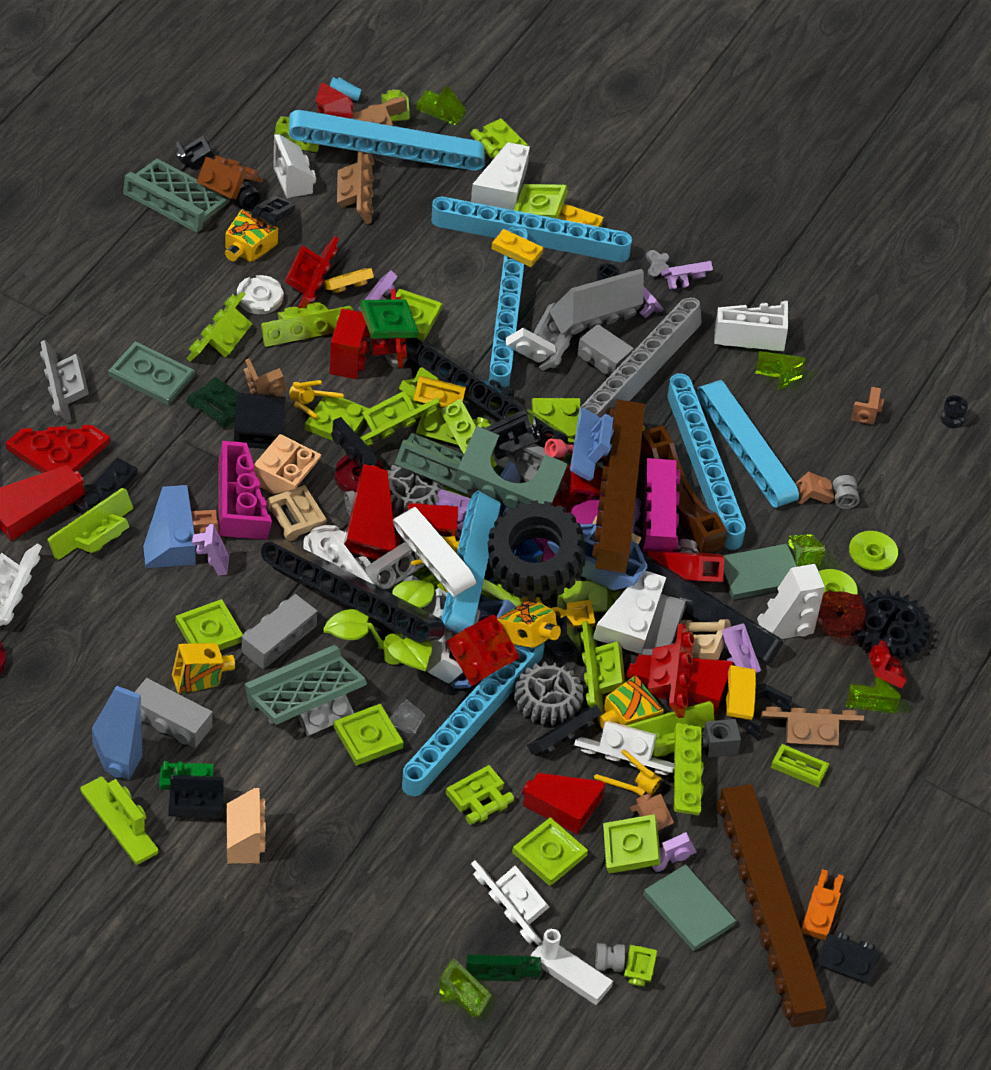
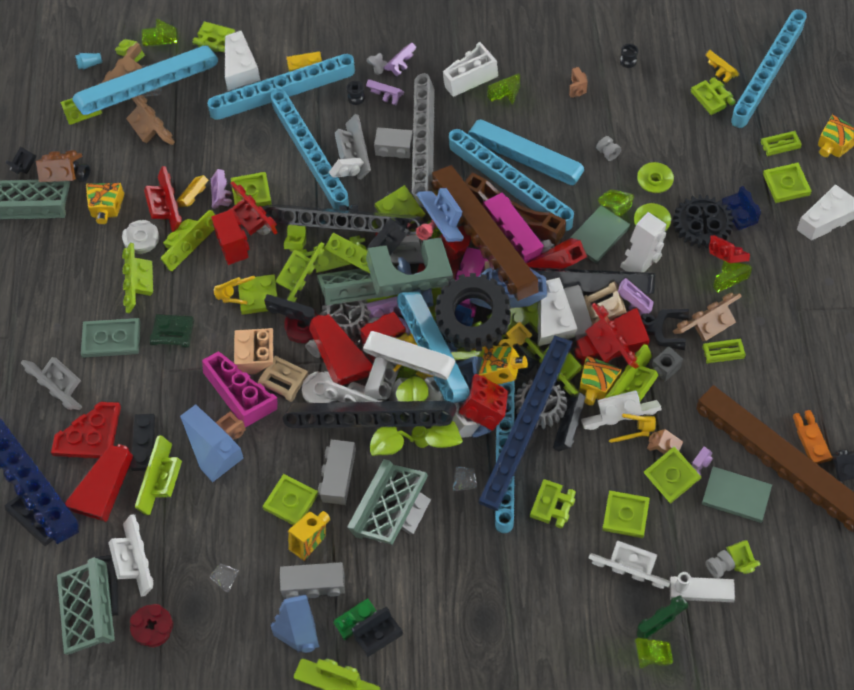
camera: 25 degrees left, 10 degrees up
(86, 658) = (224, 576): none -> clear slope
(212, 544) = (252, 441): lavender plate -> none
(246, 828) = (427, 633): light nougat slope -> none
(259, 419) = (212, 329): black slope -> none
(267, 384) = (198, 307): medium nougat bracket -> none
(272, 210) = (107, 172): black plate -> none
(292, 168) = (96, 135): white slope -> none
(333, 102) = (92, 73): red slope -> none
(368, 734) = (450, 508): lime plate -> none
(389, 318) = (248, 205): green tile -> none
(429, 389) = (312, 237): yellow plate -> none
(512, 695) = (525, 423): none -> dark blue plate
(517, 248) = (287, 105): yellow plate -> none
(542, 199) = (274, 62): lime plate -> none
(563, 798) = (606, 472): red slope -> none
(599, 302) = (369, 113): light grey slope -> none
(688, 769) = (669, 401): lime bracket -> none
(741, 692) = (660, 327): yellow slope -> none
(815, 487) = (588, 156): nougat bracket -> none
(847, 603) = (682, 229): clear red plate -> none
(946, 639) = (743, 208): none -> clear blue bracket

